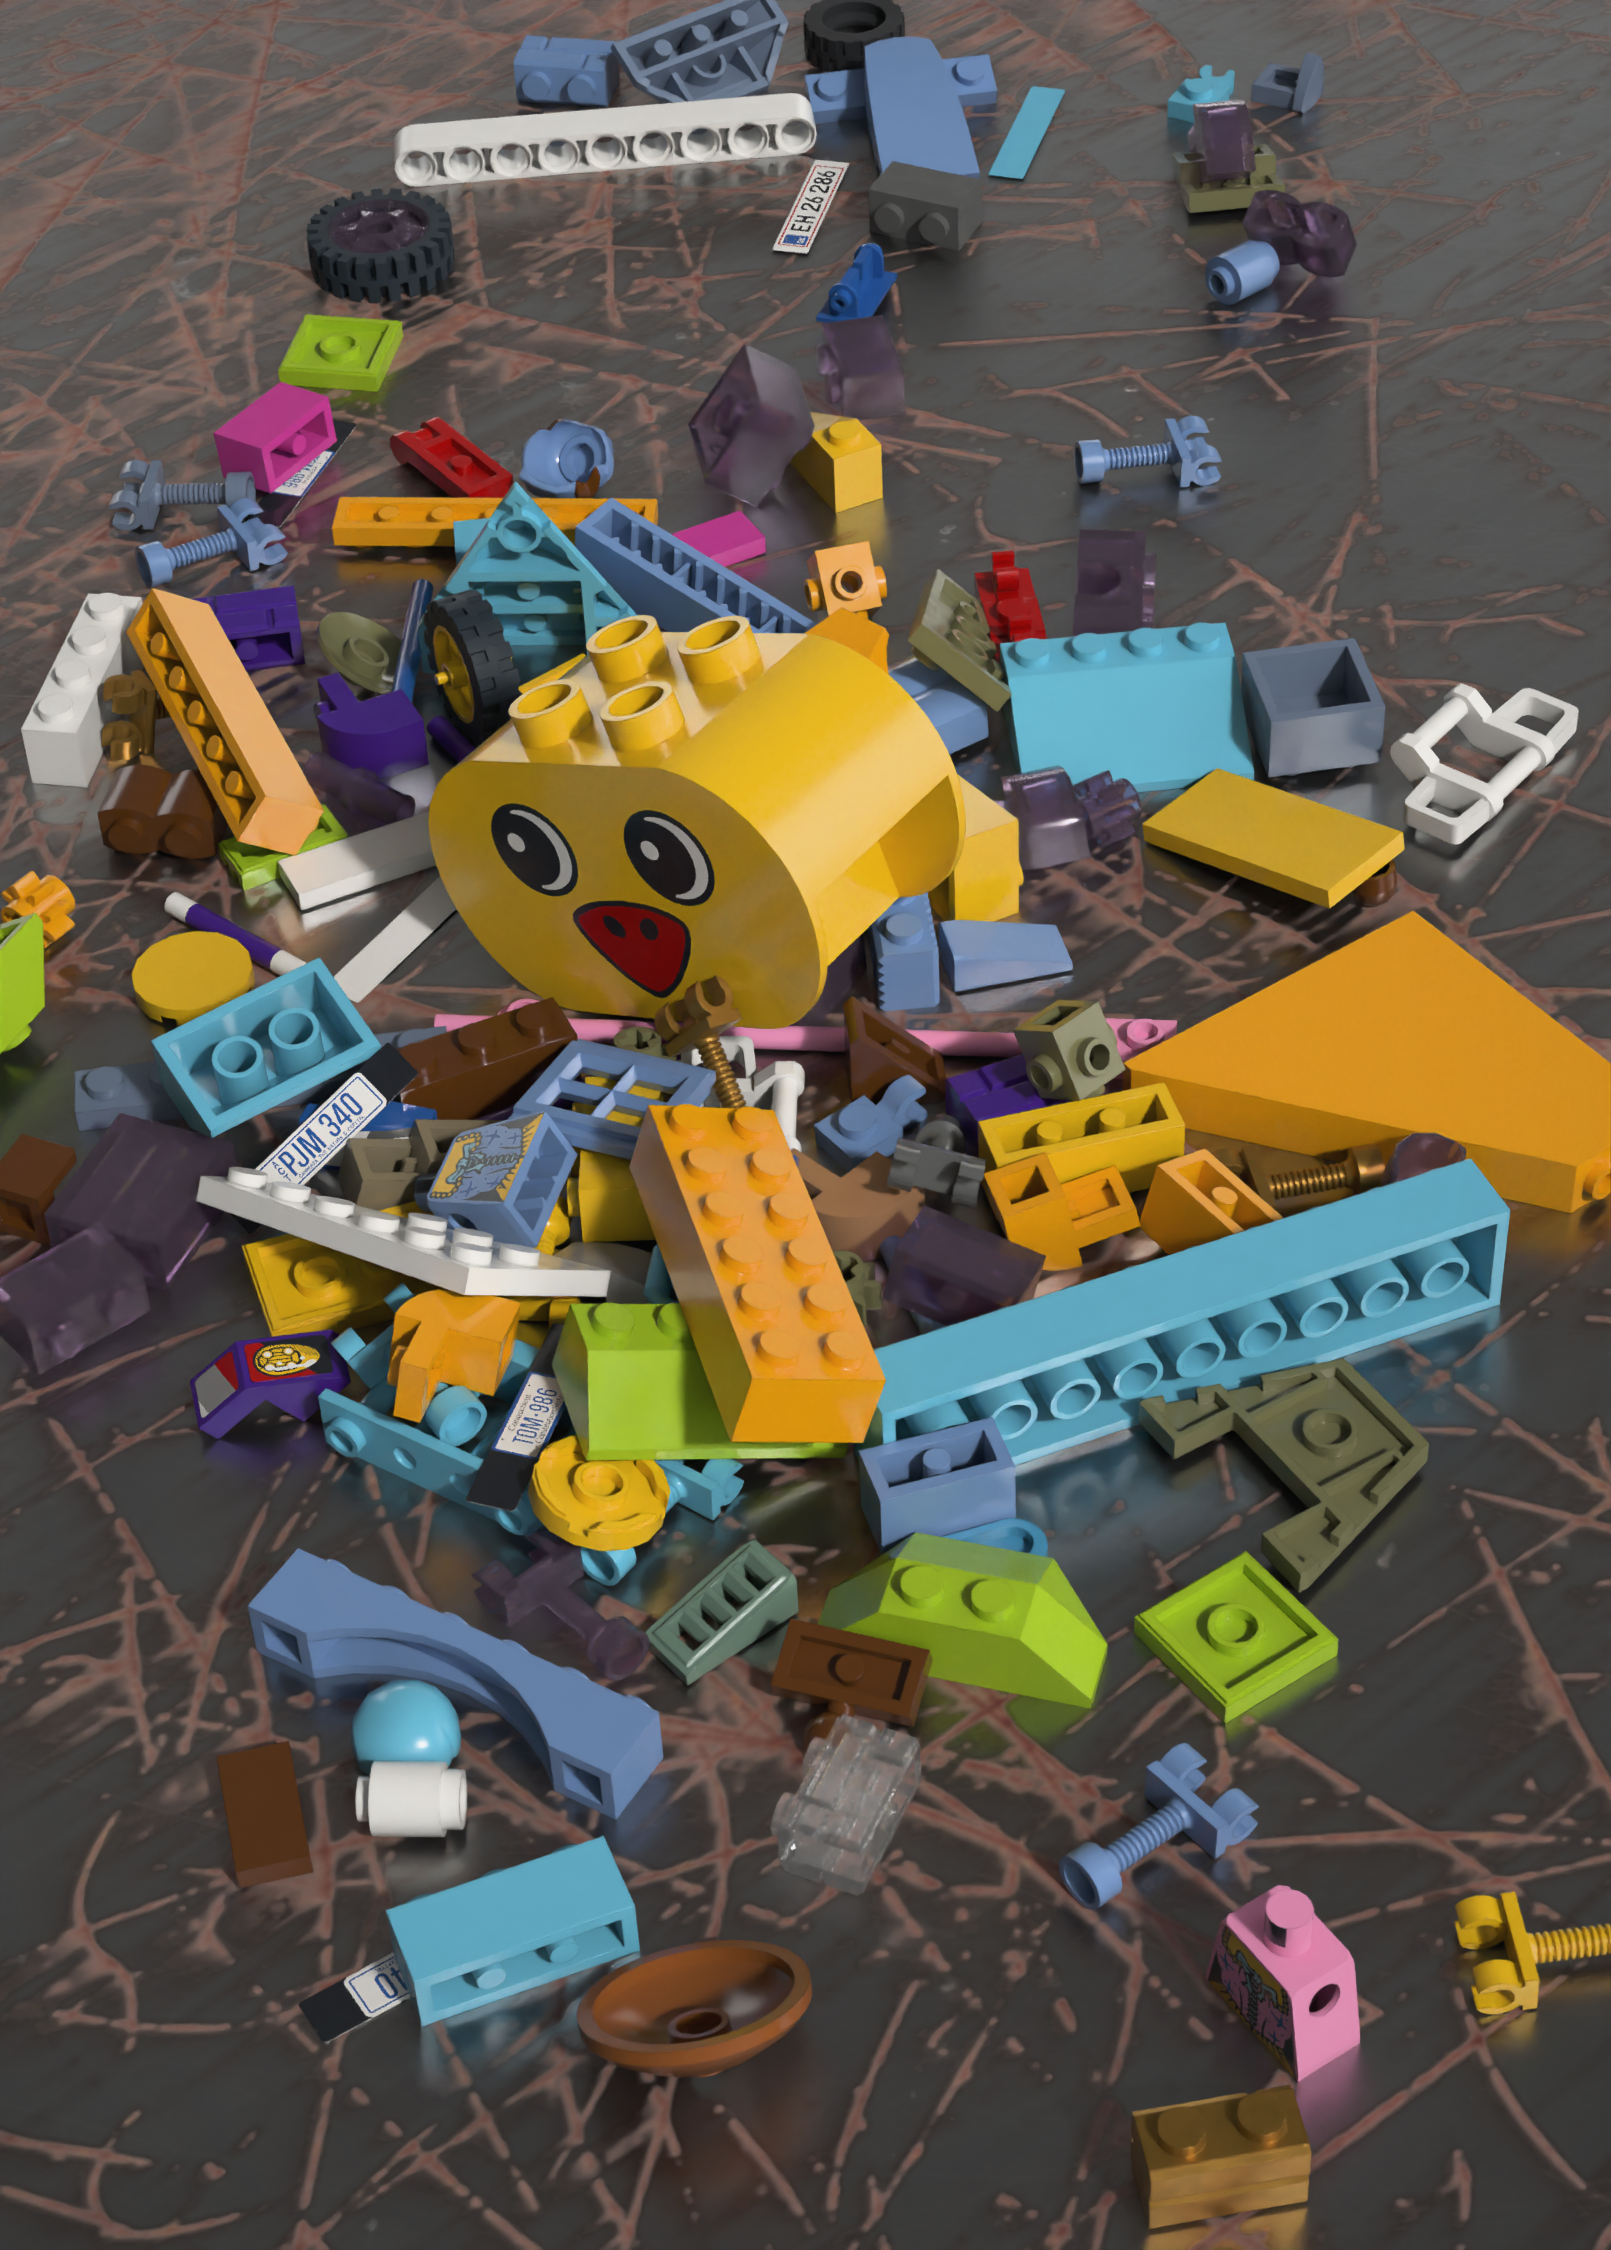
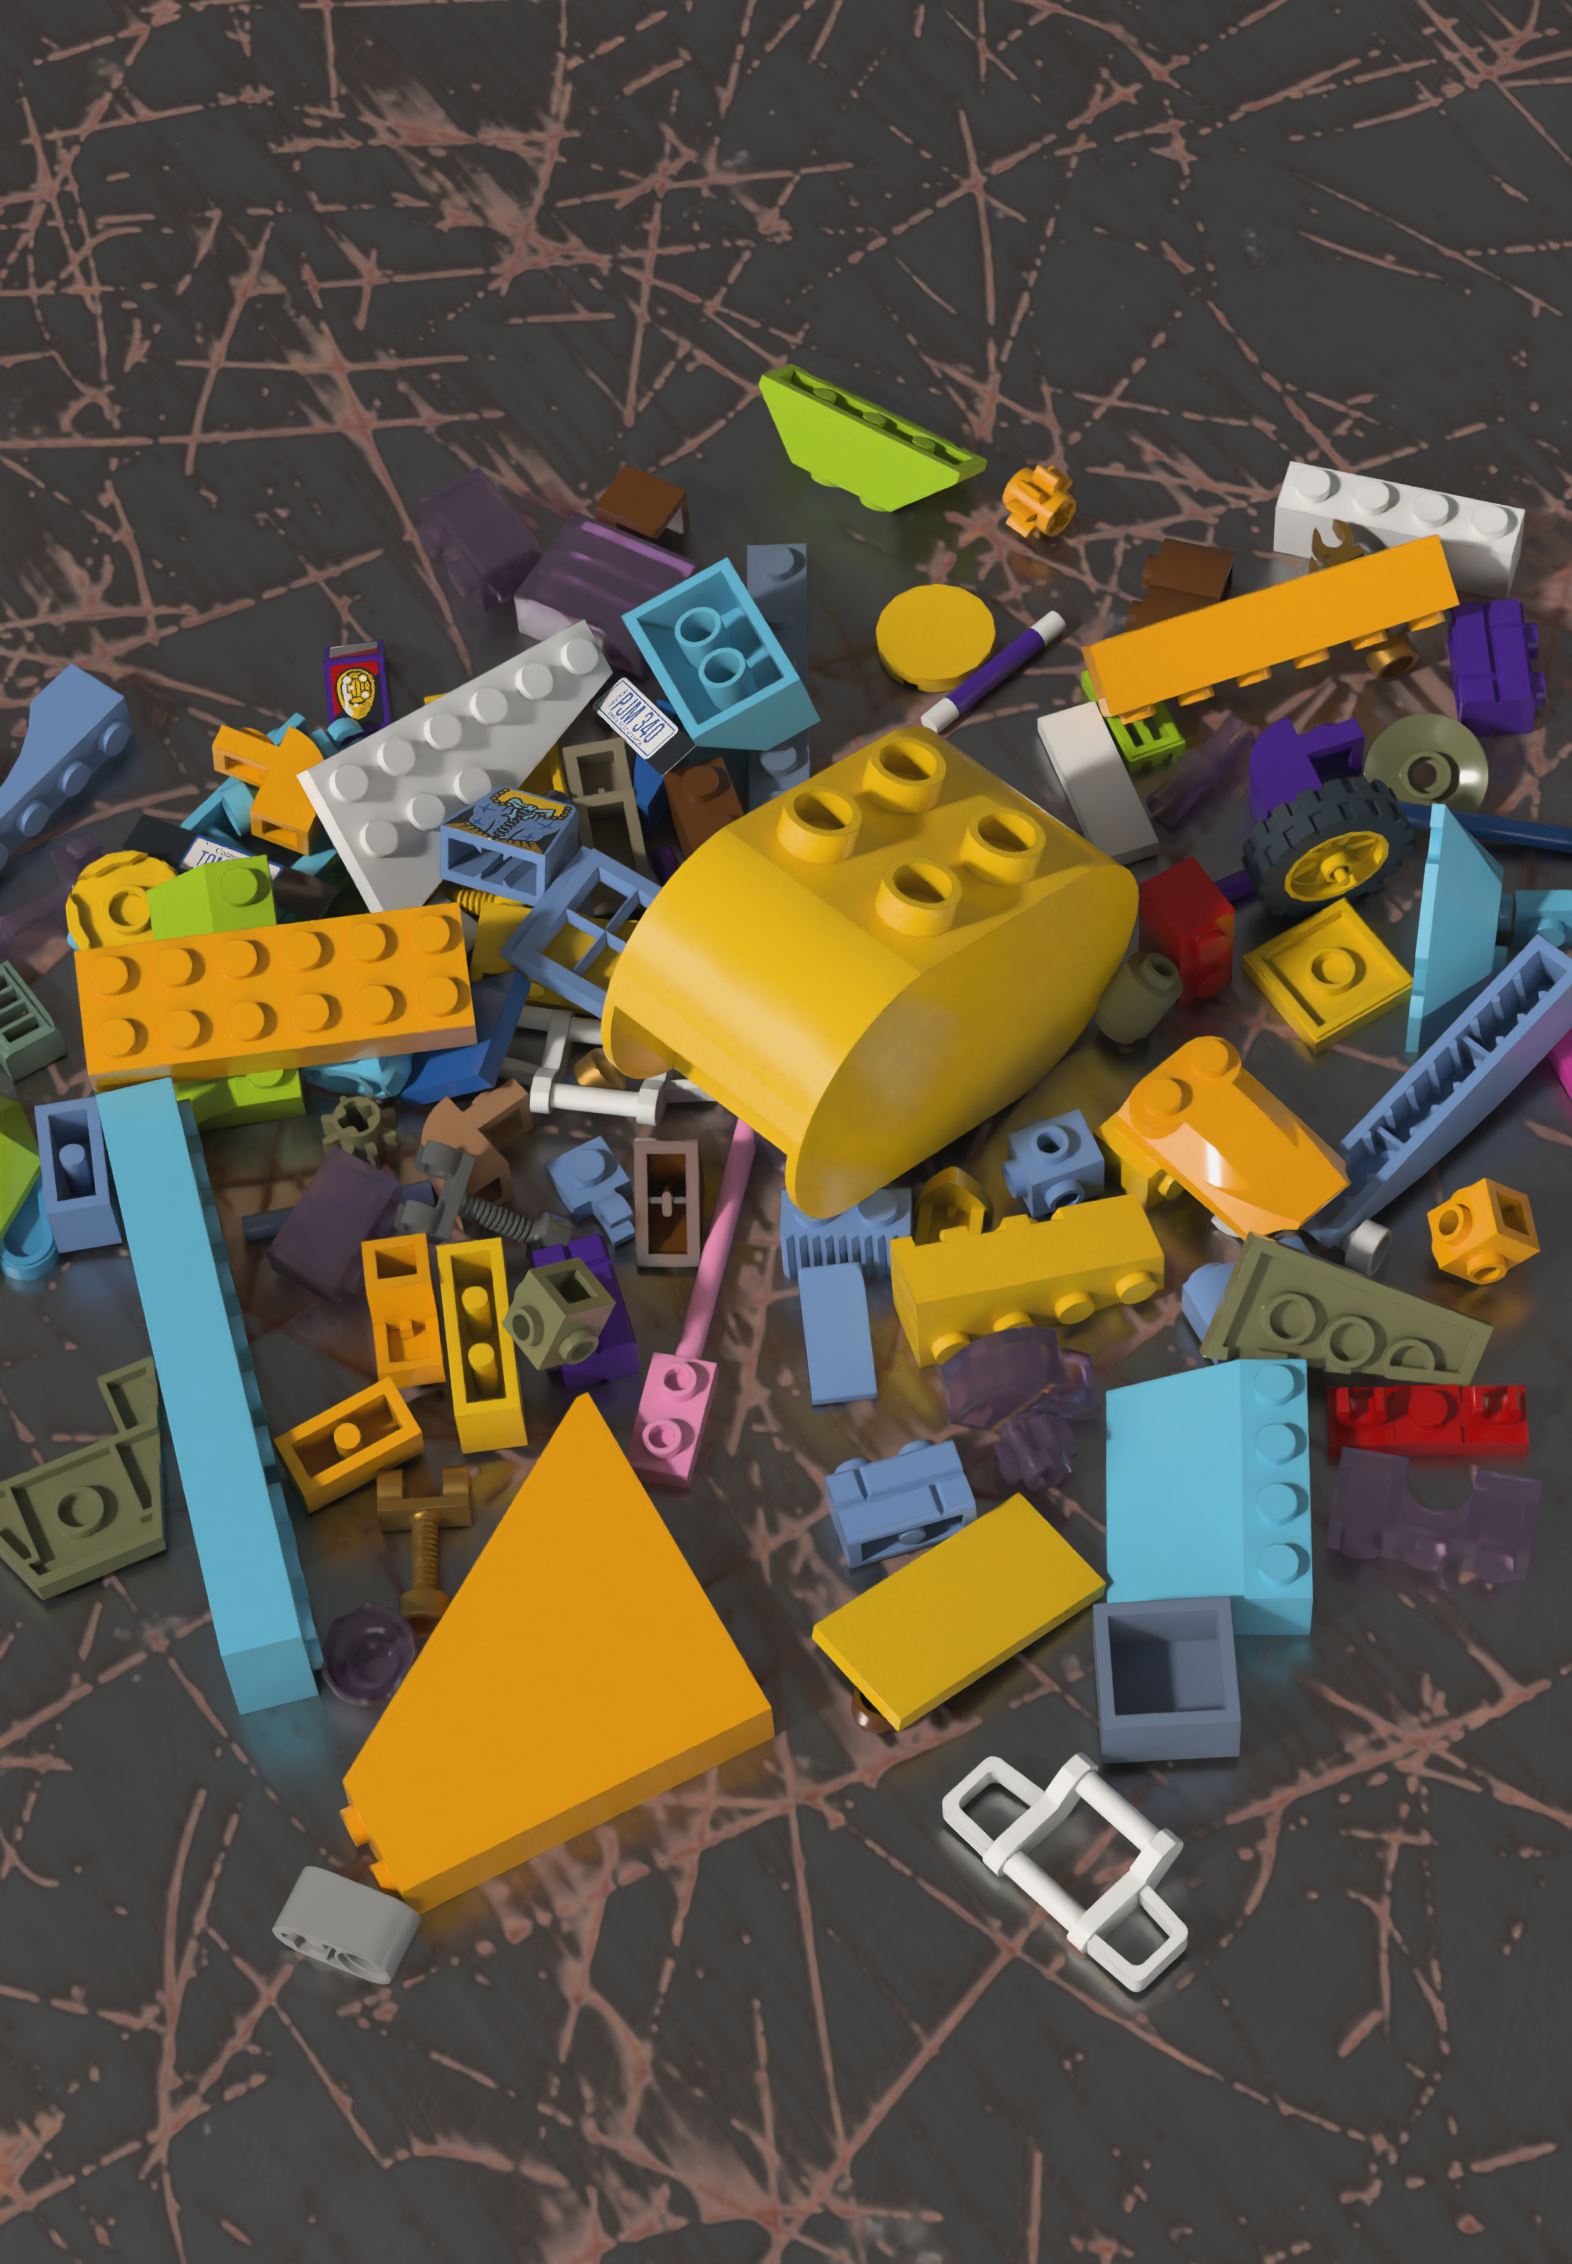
camera: 100 degrees right, 15 degrees up
(1173, 884) = (899, 1501): none -> medium blue brick

